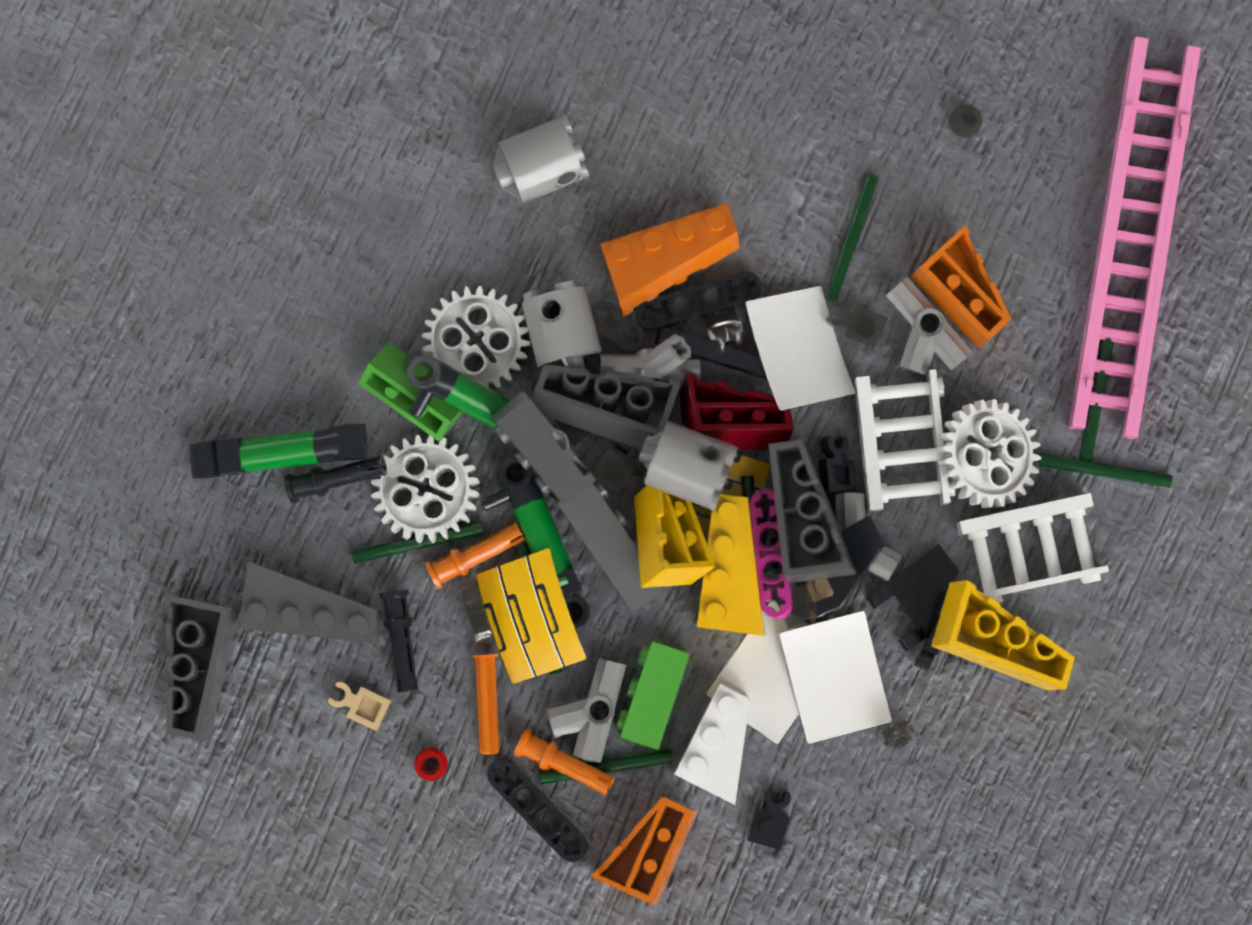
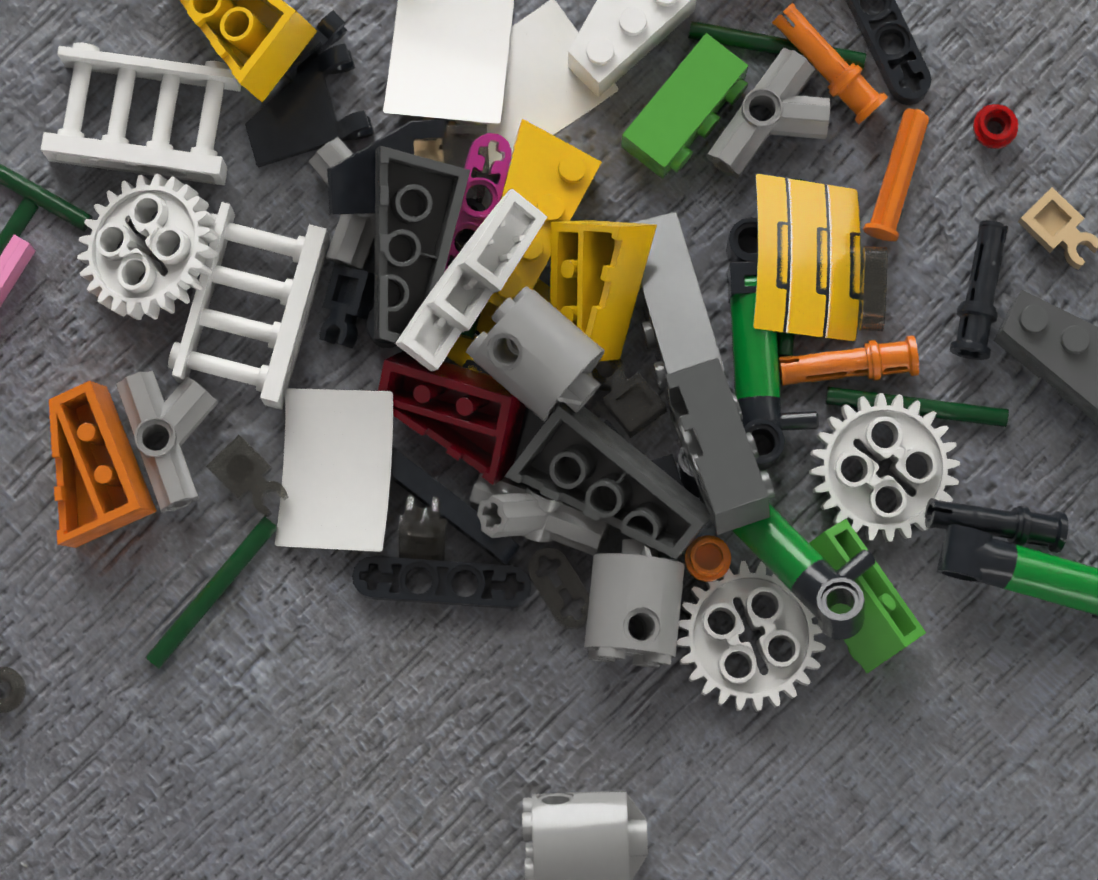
camera: 160 degrees left, 5 degrees down
(523, 378) = (708, 558): none -> orange plate
(667, 253) = (463, 653): orange wedge -> none
(754, 501) = (471, 280): none -> white slope

